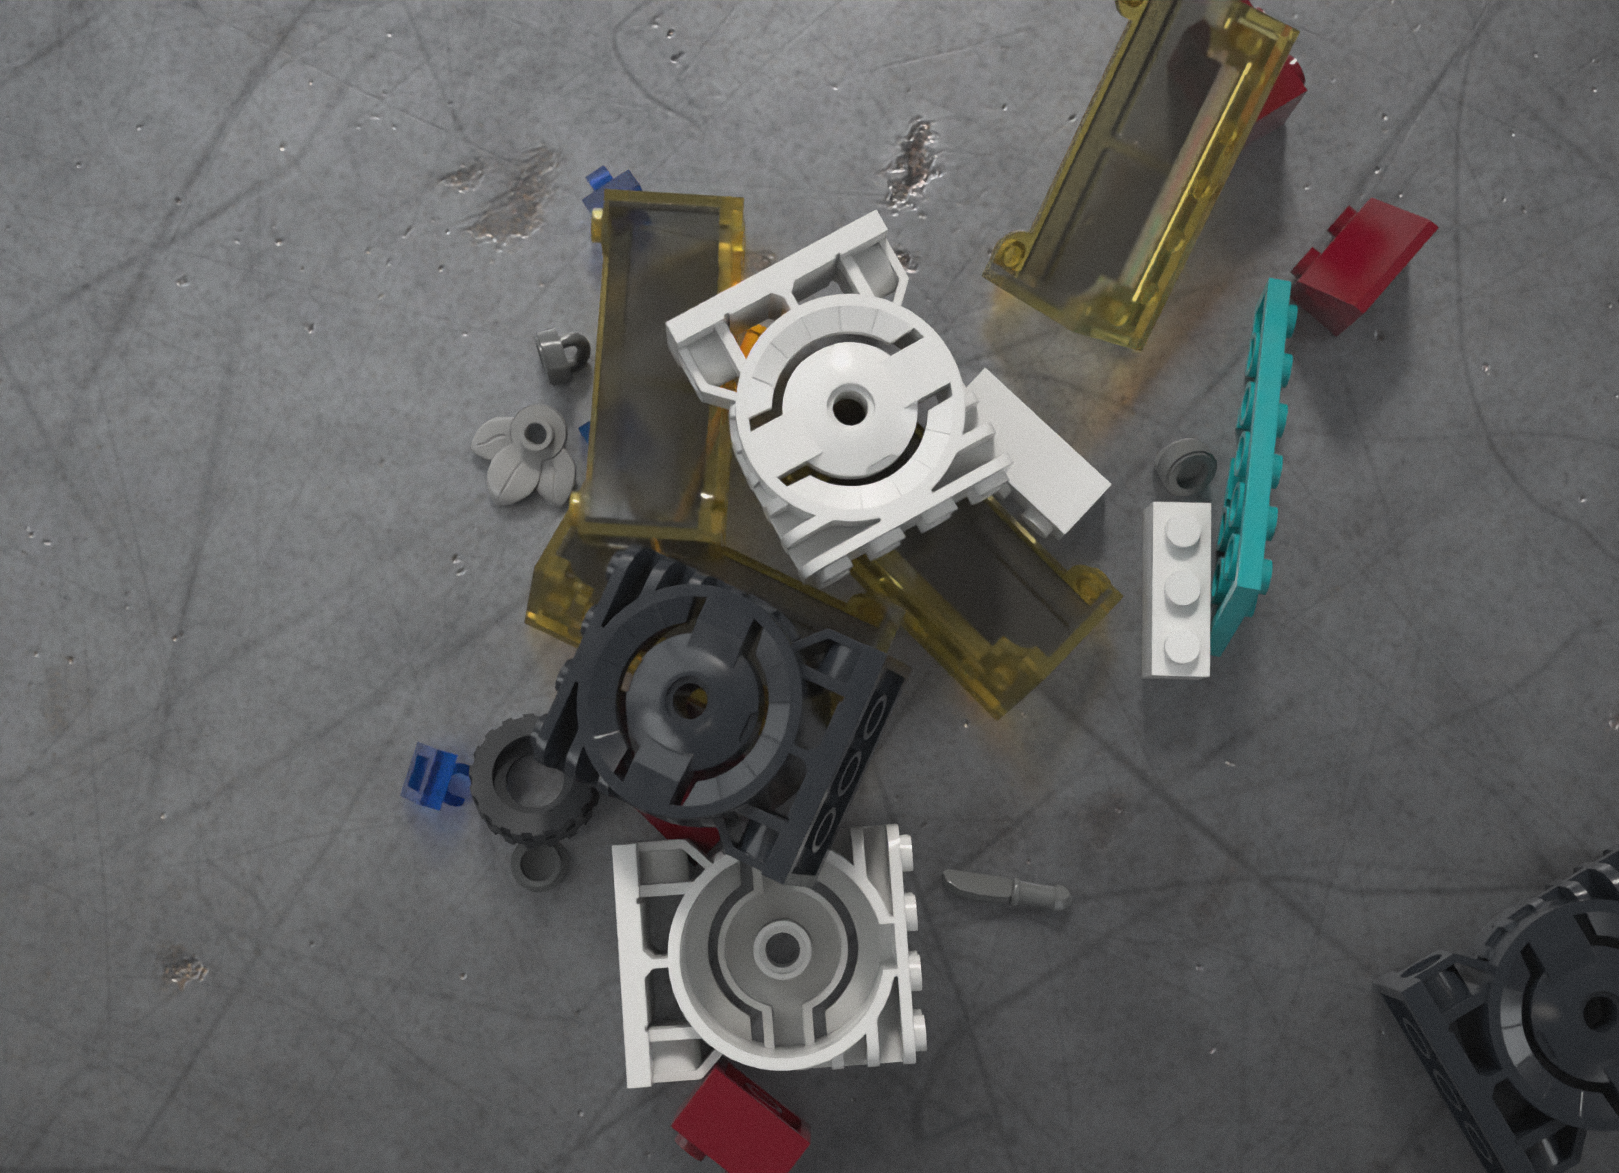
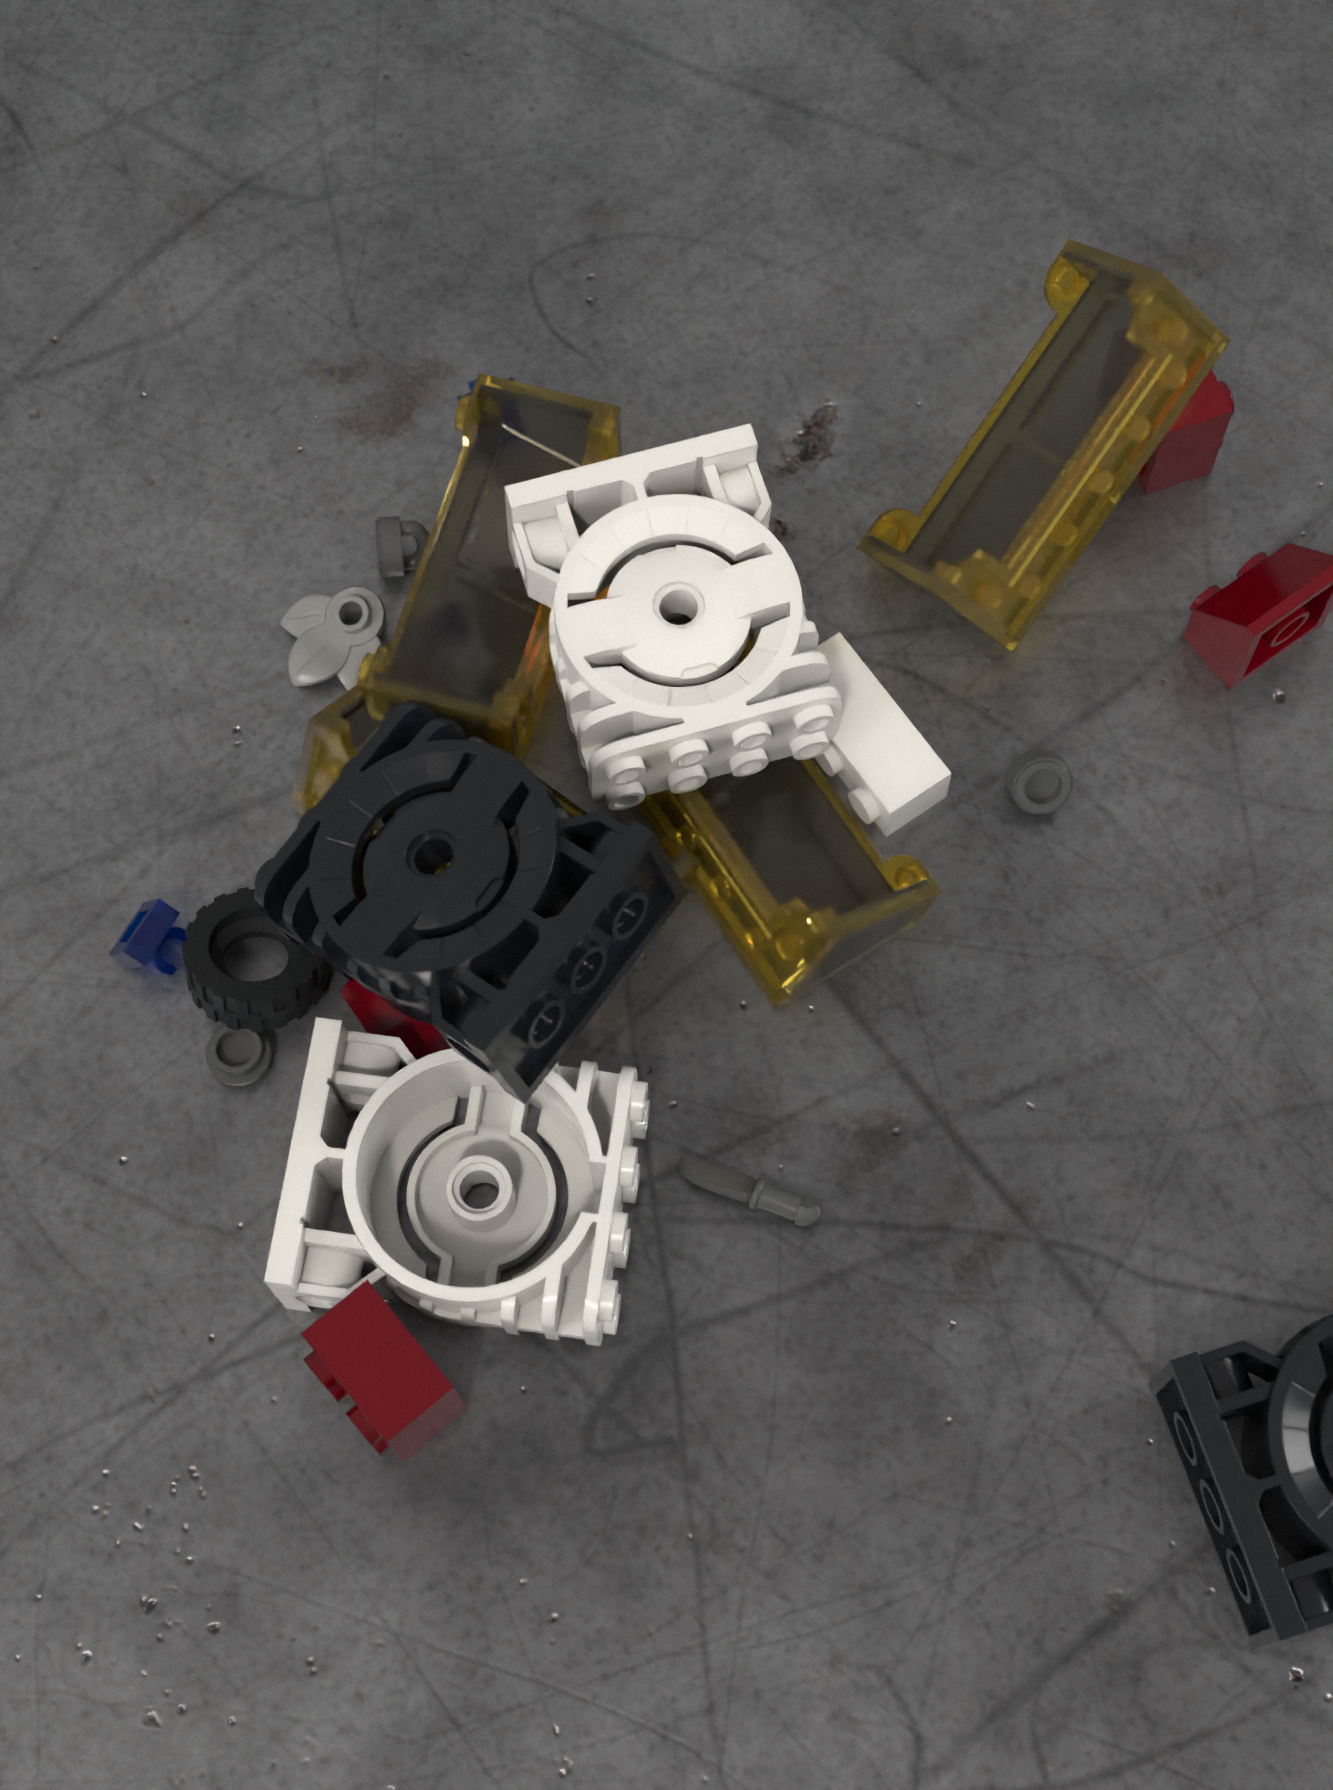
camera: 15 degrees right, 15 degrees down
(1176, 591) = (1002, 903): white brick -> none
(1246, 513) = (1113, 780): teal wing -> none

